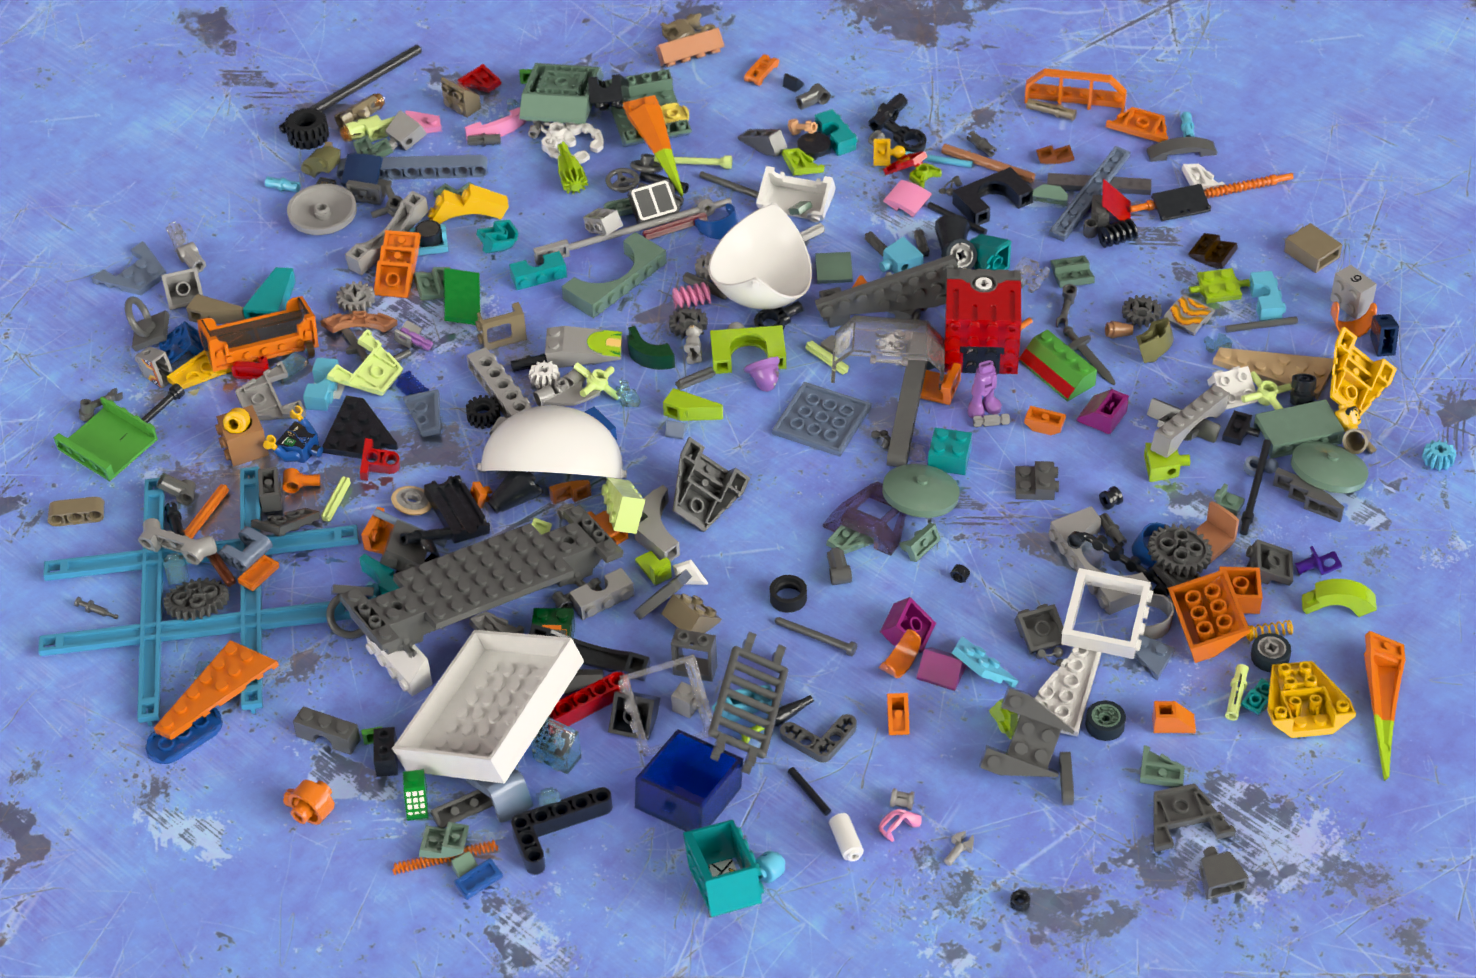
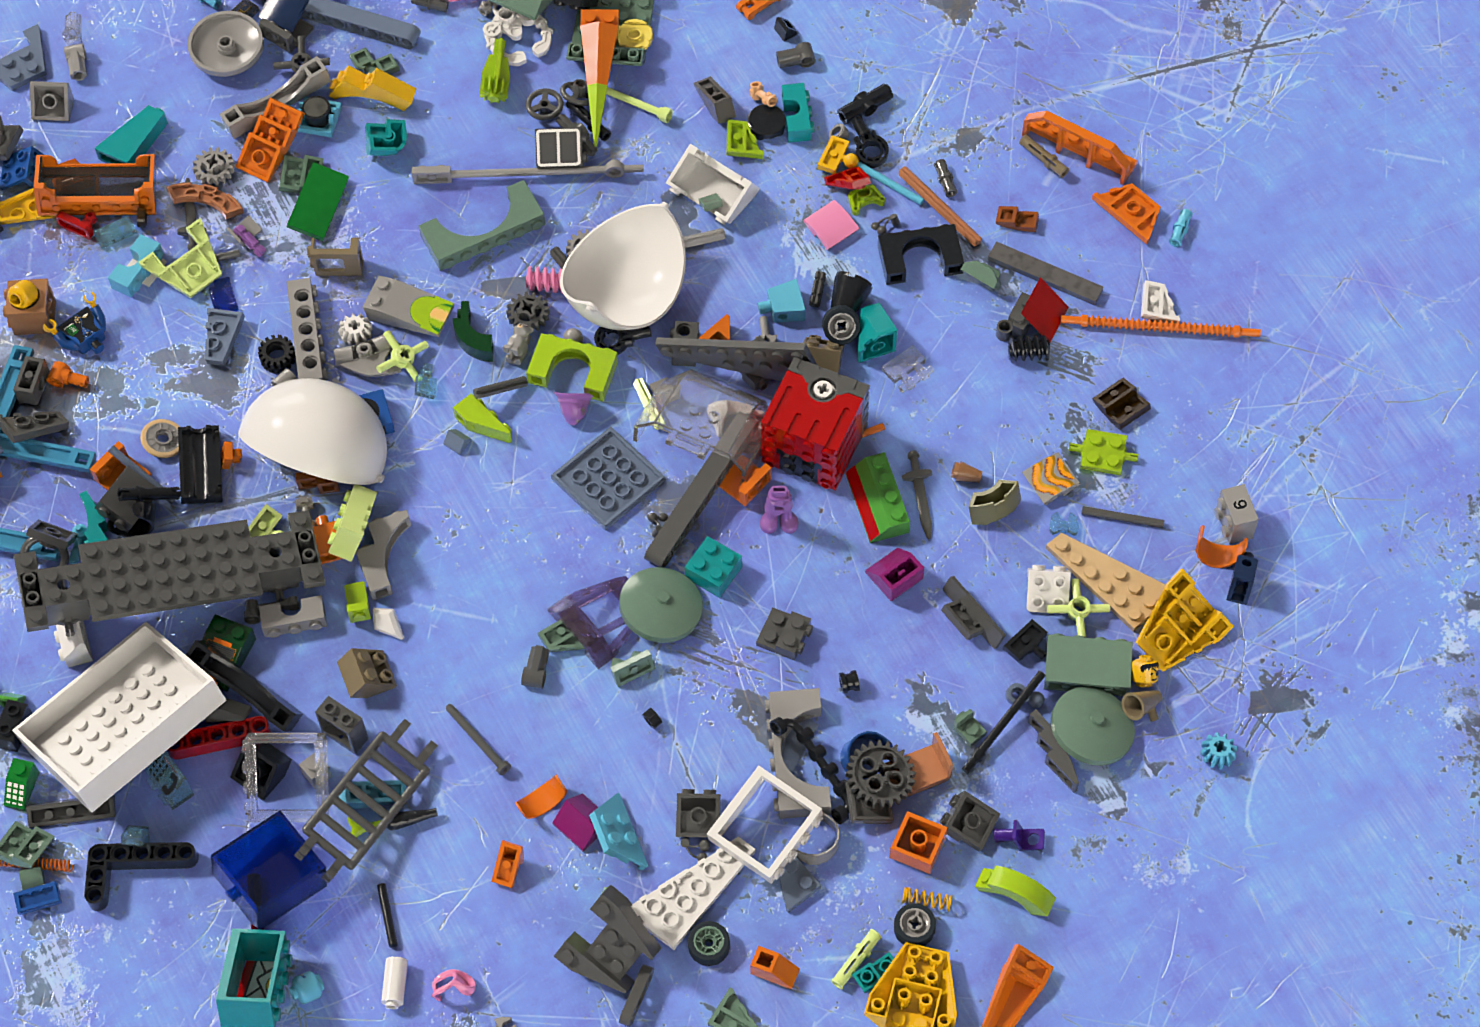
camera: 20 degrees right, 15 degrees up
(220, 311) = (66, 137): dark tan slope -> none
(263, 396) = (70, 264): light grey wing -> none
(335, 499) = (92, 410): yellowish green axle -> none
(351, 427) = (147, 335): black wing -> none
(380, 464) = (141, 367): red tile -> none
(489, 622) = (177, 624): light grey wing -> none
(507, 798) = (102, 823): sand blue piece -> none
(514, 490) = (258, 467): black cone -> none
(525, 363) = (346, 307): black pin -> none
(528, 276) = (422, 197): teal arch -> none
(602, 221) = (497, 154): light grey brick -> none
(622, 206) = (526, 136): sand green plate -> none
(663, 594) = (347, 642): dark grey beam -> none
(673, 226) = (573, 181): axle -> none
(704, 487) = (445, 527): dark grey wedge -> none
(718, 228) = (621, 201): blue piece -> none
(728, 184) = (653, 142): dark grey bar -> none
(788, 605) = (468, 666): black tyre -> none
(819, 744) = (420, 865): dark grey beam -> none
(833, 267) = (710, 290): sand green slope -> none
(875, 242) = (770, 272): dark grey axle -> none
(902, 799) = (467, 959): light grey bush -> none
(907, 615) = (570, 761): magenta slope -> none
(943, 211) = (871, 269): black bar -> none
(991, 420) = (777, 541): light grey axle -> none
(1044, 420) = (830, 560): orange slope -> none
(1069, 293) = (935, 411): dark grey brick -> none
(1072, 271) = (957, 379): sand green slope -> none
(1083, 200) = (1008, 296): sand blue tile -> none
(1112, 530) = (830, 721): dark grey axle -> none
(1141, 310) = (1007, 452): dark grey gear -> none
(1163, 468) = (926, 656): lime torso -> none
(1172, 433) = (946, 630): light grey arch -> none
(1176, 202) = (1119, 327): black door -> none
(1181, 145) = (1160, 254): dark grey slope -> none
(1209, 614) = (866, 863): orange slope -> none
(1269, 297) = (1148, 469): medium azure arch -> none
(1303, 389) = (1115, 620): black wheel -> none
(1313, 247) = (1229, 437): dark tan brick -> none

